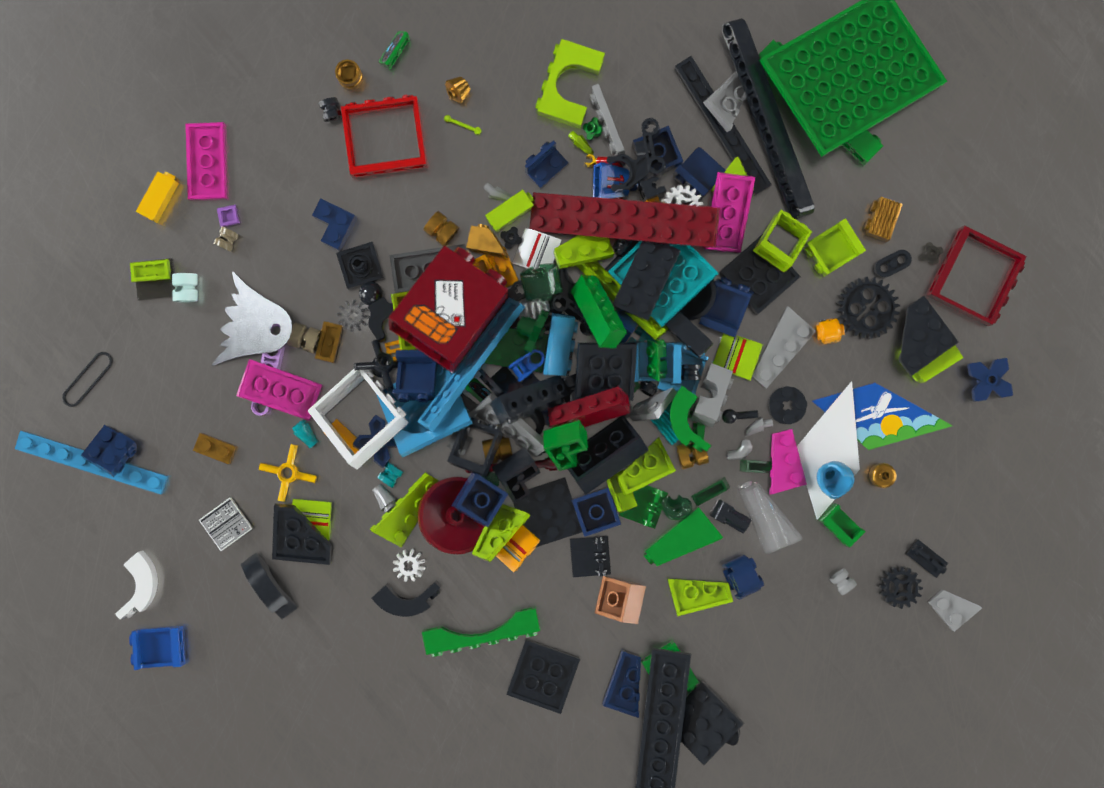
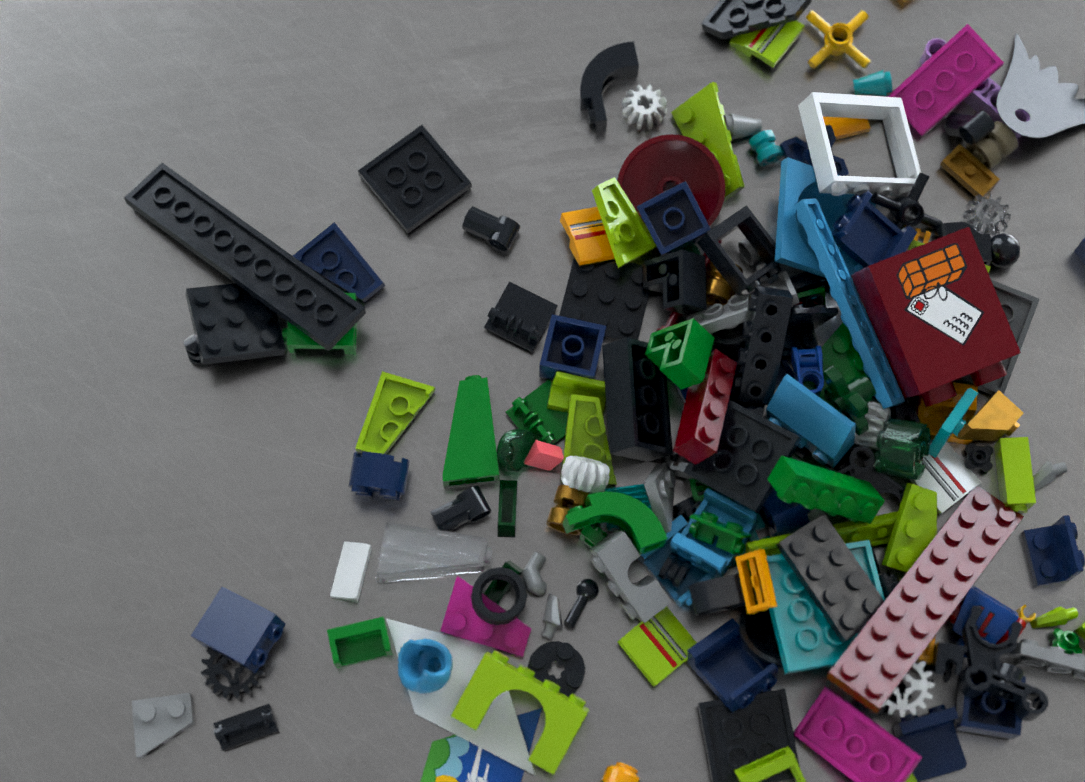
camera: 120 degrees right, 15 degrees down
(303, 356) = (969, 127): none -> black piece
(360, 265) = (1045, 260): black plate -> none
(440, 228) = (1041, 377): pearl gold wheel -> none
(442, 639) = (533, 94): green arch -> none
(506, 261) = (953, 423): none -> teal plate
(546, 605) = (497, 231): none -> black piece
(620, 600) = (445, 318): nougat slope -> none
(668, 488) = (544, 456): none -> coral slope
(670, 456) = (585, 474): none -> white gear
(676, 317) = (760, 580): none -> light orange tile
(784, 344) = (638, 719): light grey wing -> none
(785, 462) = (502, 574): none -> black tyre
(804, 557) = (351, 571): none -> white slope
(815, 433) = (562, 712): none -> lime arch
(842, 581) = (289, 598): light grey wheel -> none
(881, 597) = (239, 629): none -> dark blue panel
(889, 475) = (396, 740): pearl gold head -> none

